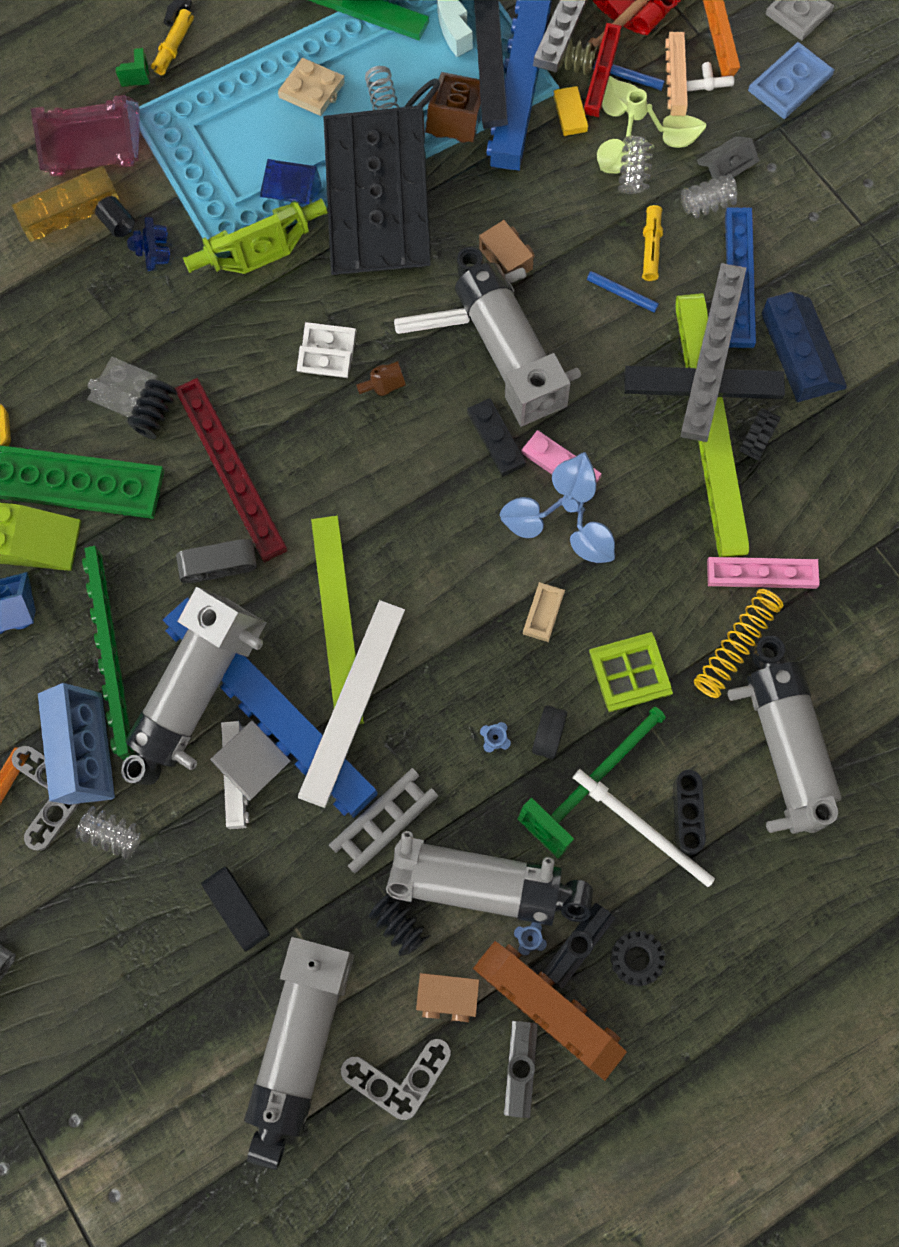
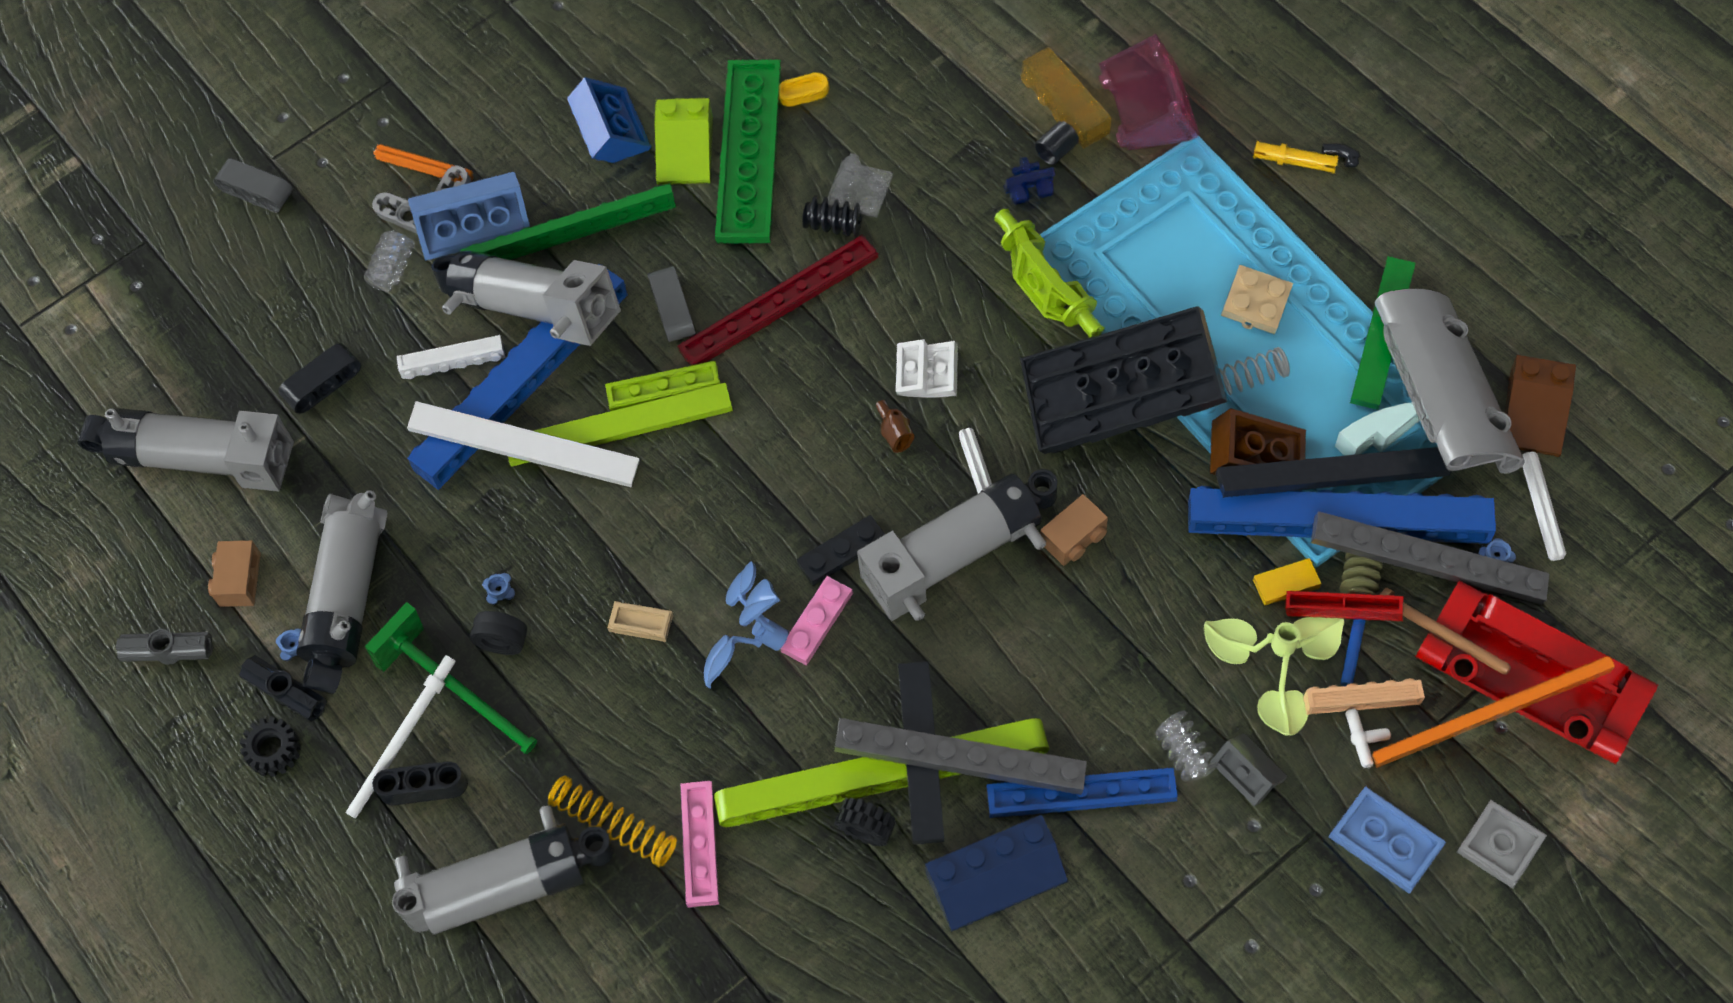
camera: 85 degrees right, 10 degrees down
(134, 73) = (1250, 128): green panel -> none
(250, 760) = (460, 363): light grey tile -> none
(290, 182) = (1110, 292): clear blue slope -> none
(302, 578) = (661, 385): none -> lime tile
(383, 838) = (410, 513): light grey bar -> none
(398, 925) = (300, 520): black piece -> none
(406, 1089) = (152, 550): light grey beam -> none
(435, 83) = (1268, 414): black tyre -> none
(550, 1010) = (207, 676): dark orange brick -> none
(622, 291) = (1045, 664): blue bar -> none
(630, 672) = (576, 714): lime piece -> none
(635, 165) = (1211, 656): clear piece -> none
(652, 234) = (1114, 689): yellow pin -> none

